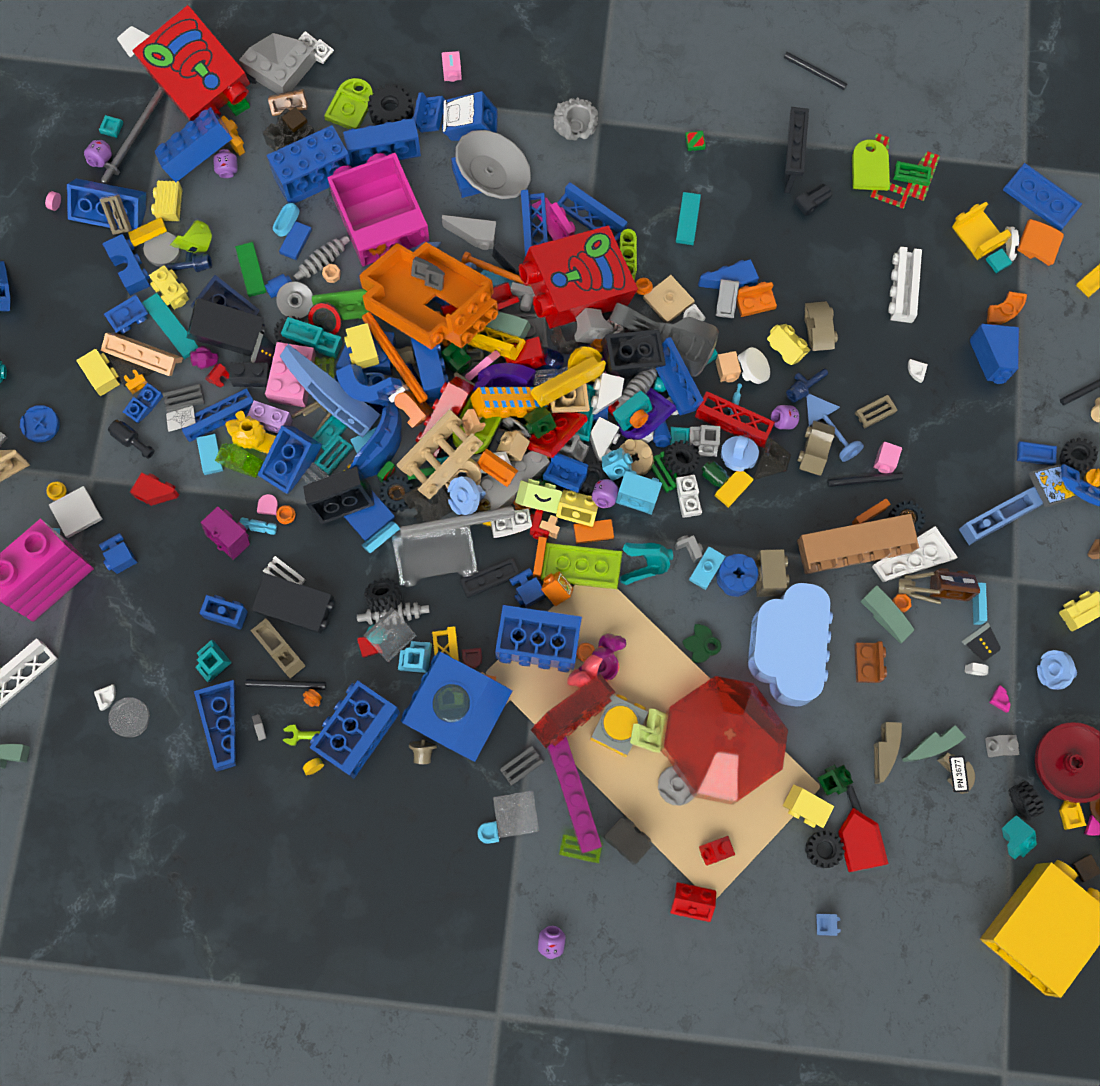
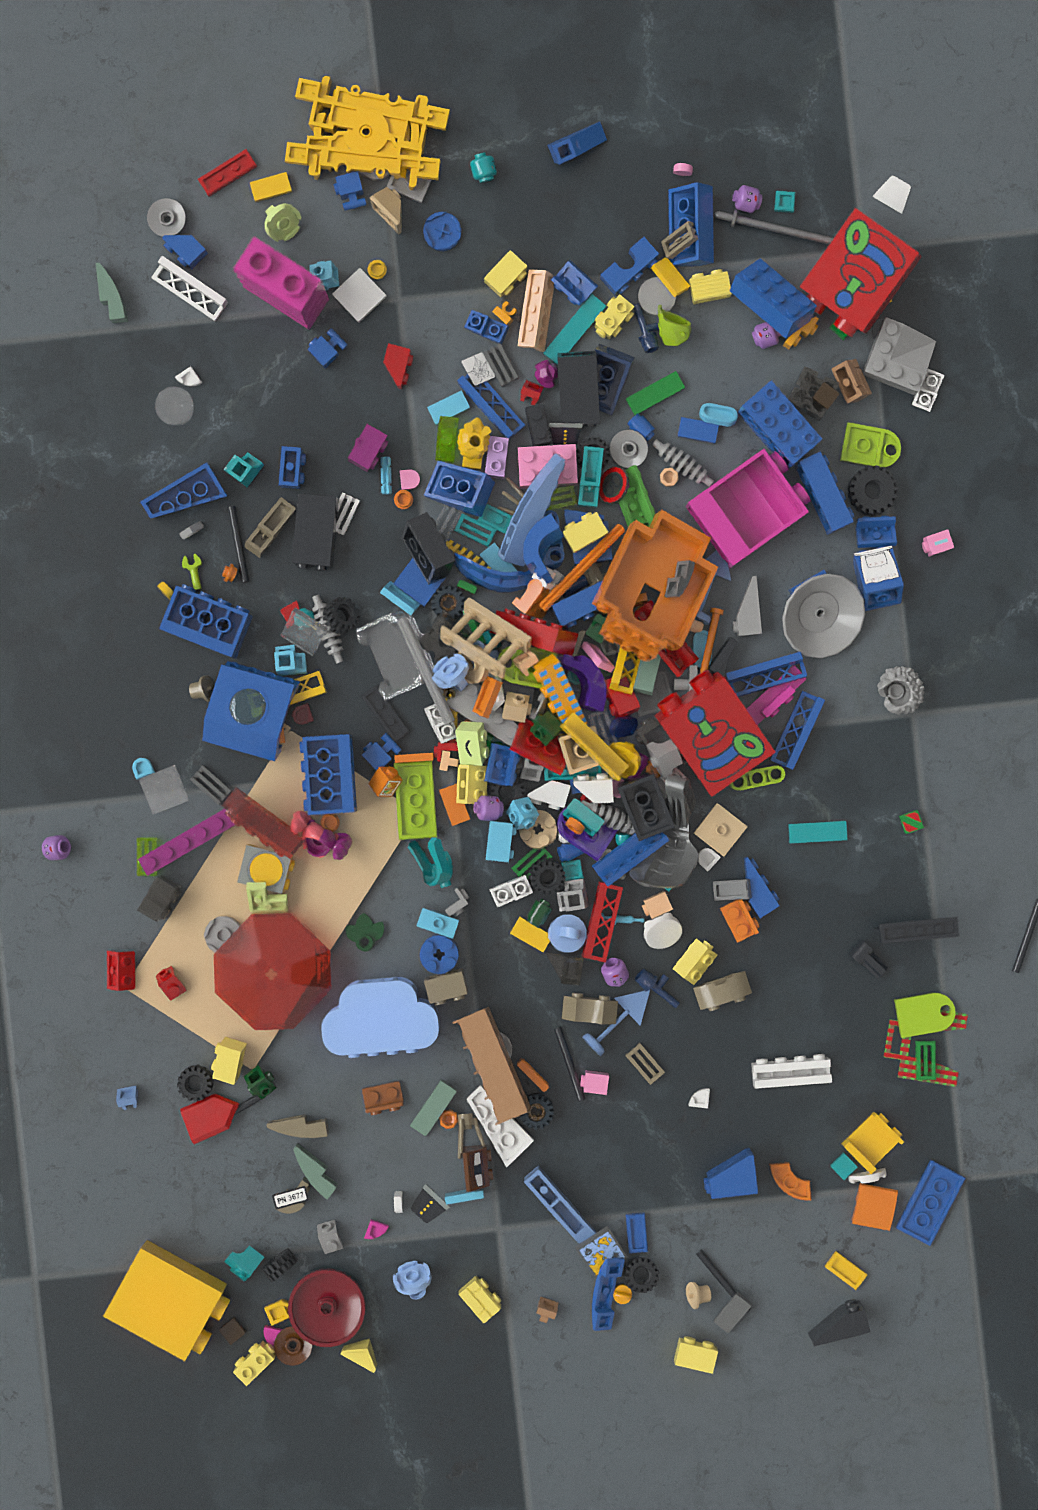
camera: 80 degrees right, 15 degrees up
(128, 436) = (446, 322): black piece -> none
(644, 286) = (727, 801): orange plate -> none

